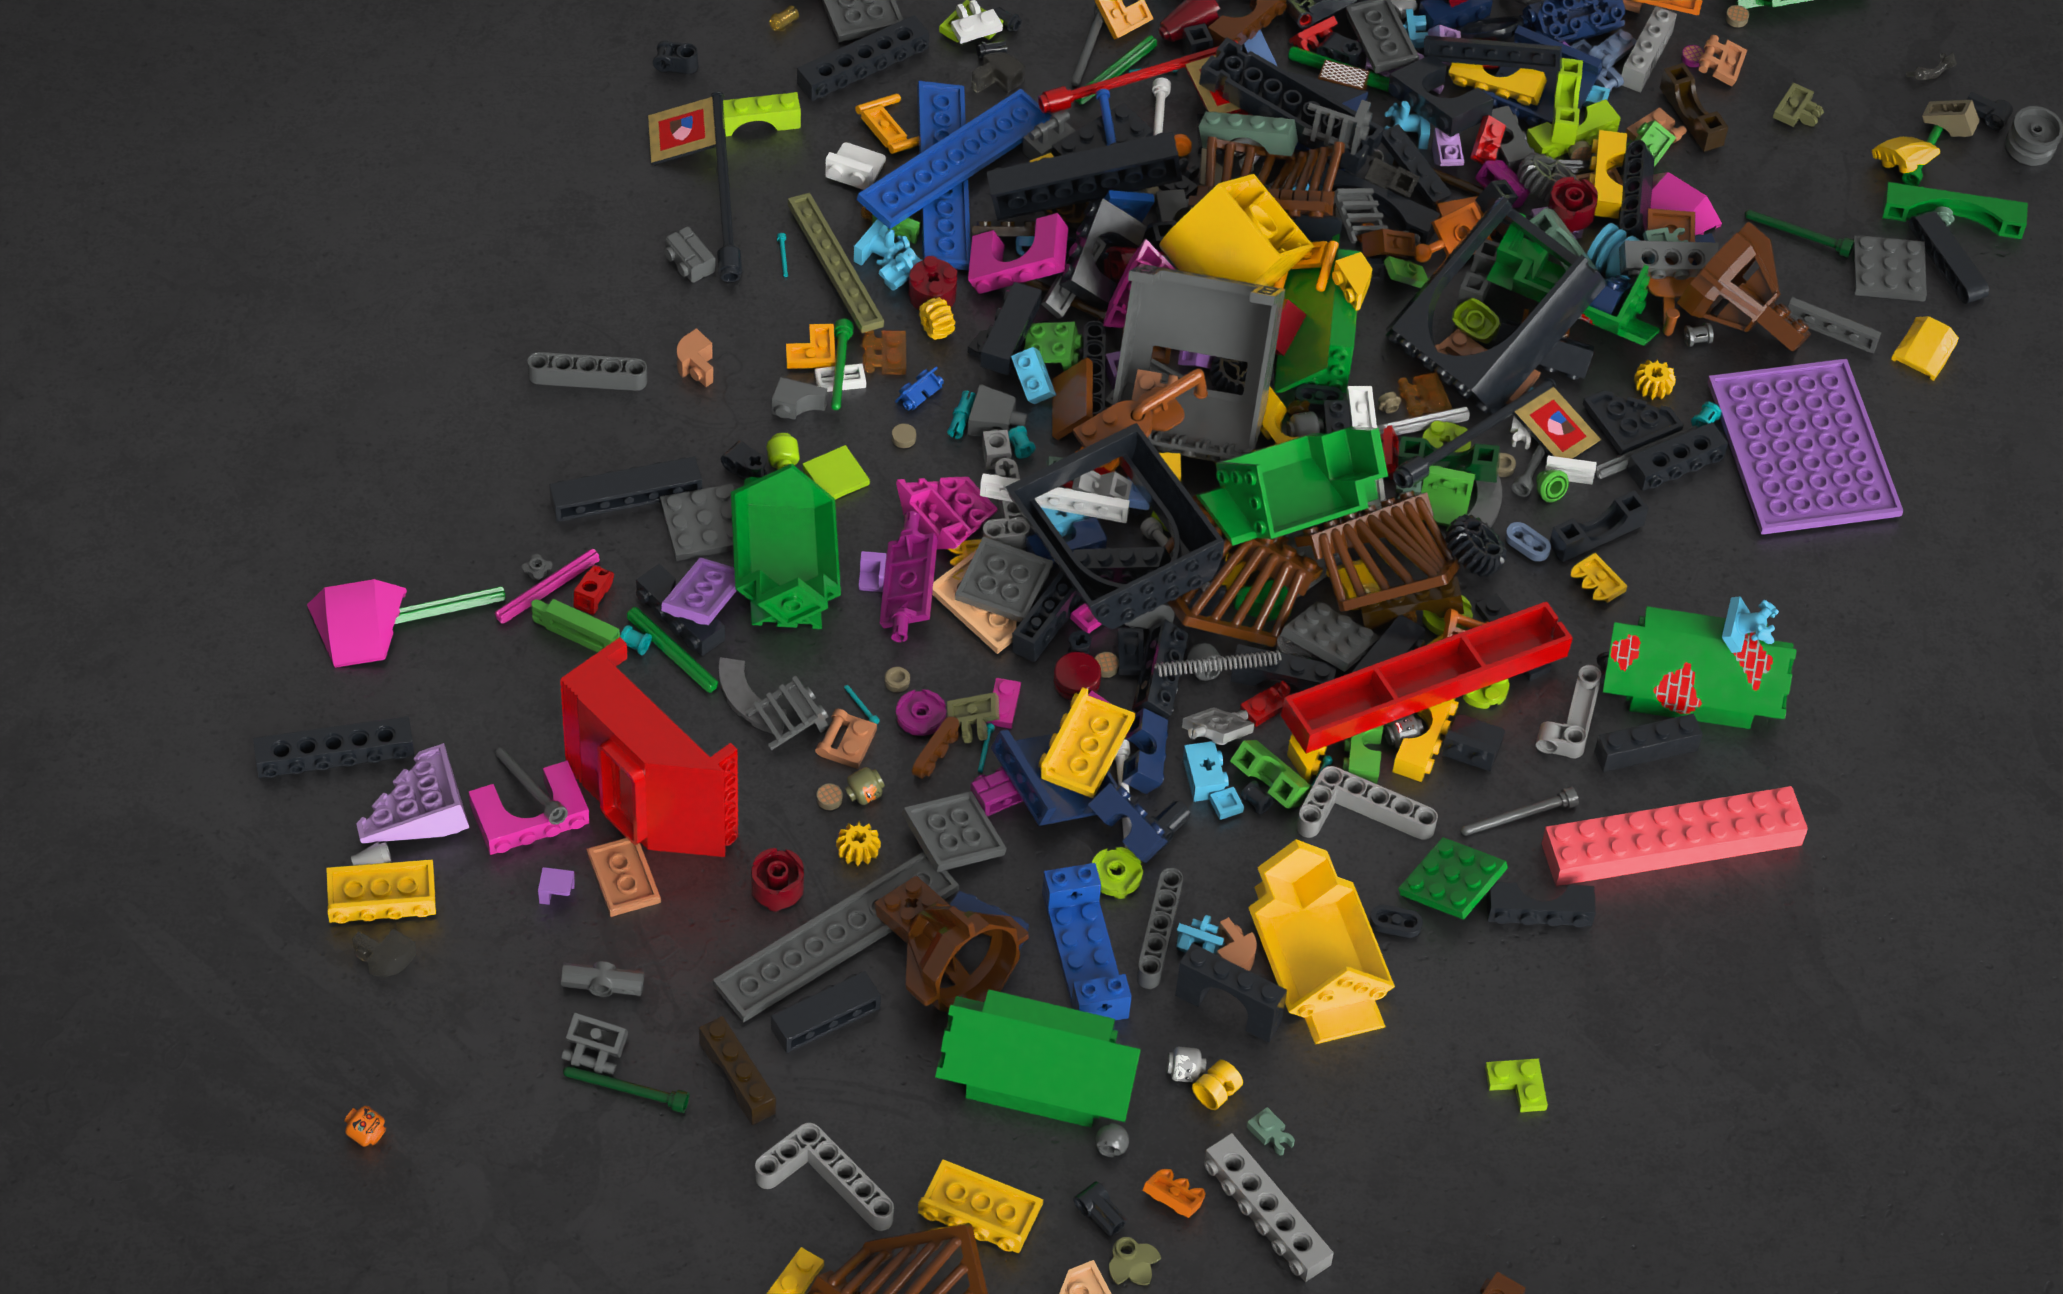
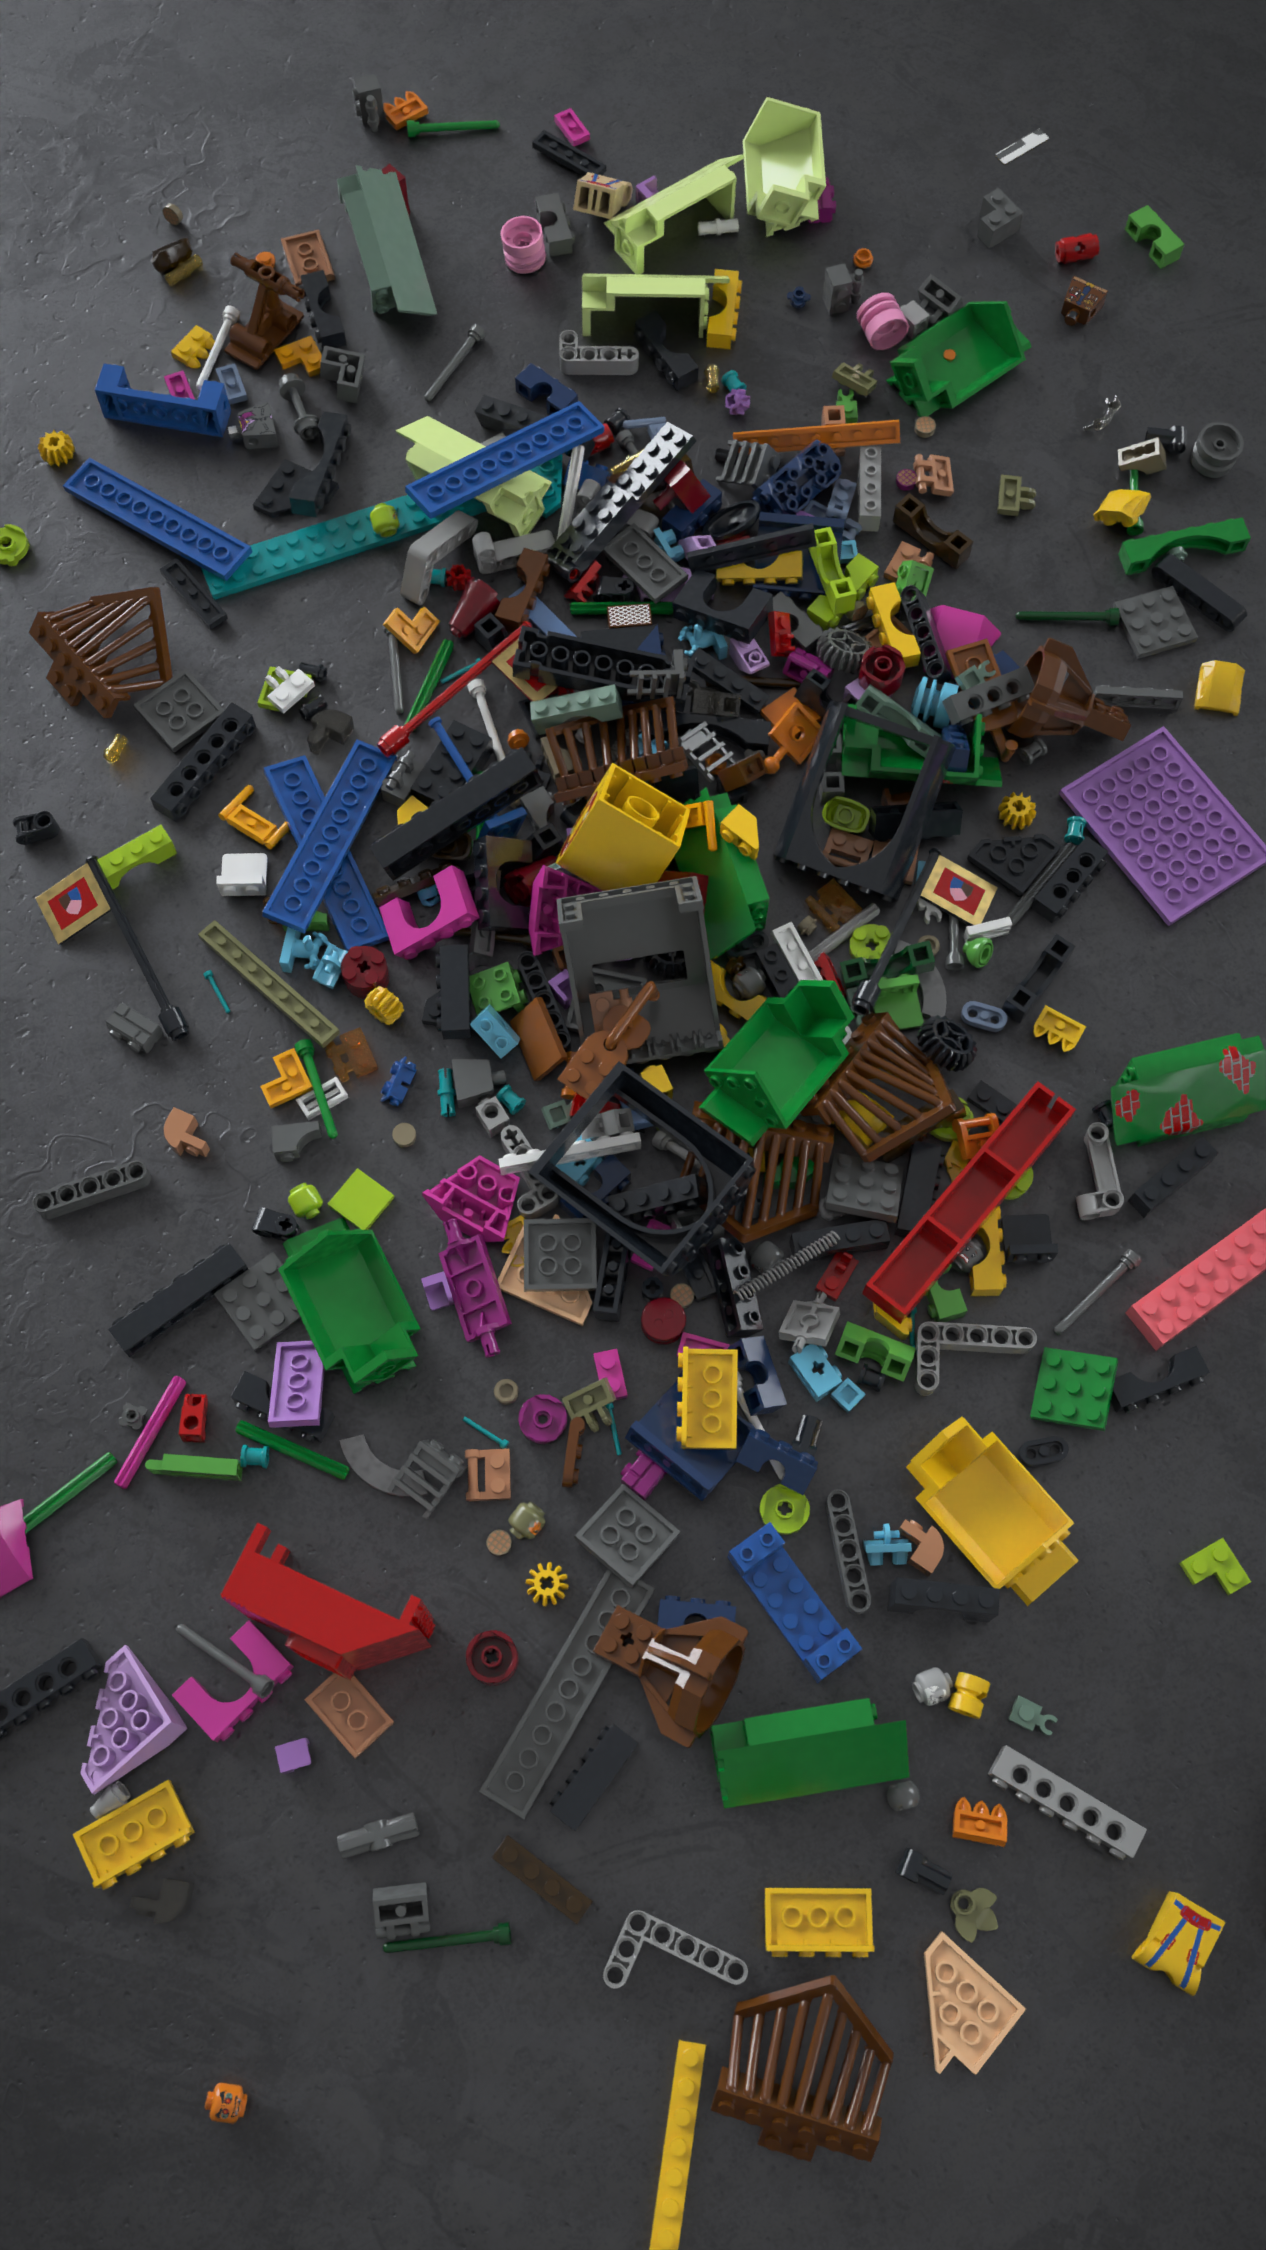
camera: 20 degrees left, 15 degrees up
(1405, 272) = (767, 791): bright green plate -> none
(1741, 621) = (1224, 1046): medium azure piece -> none

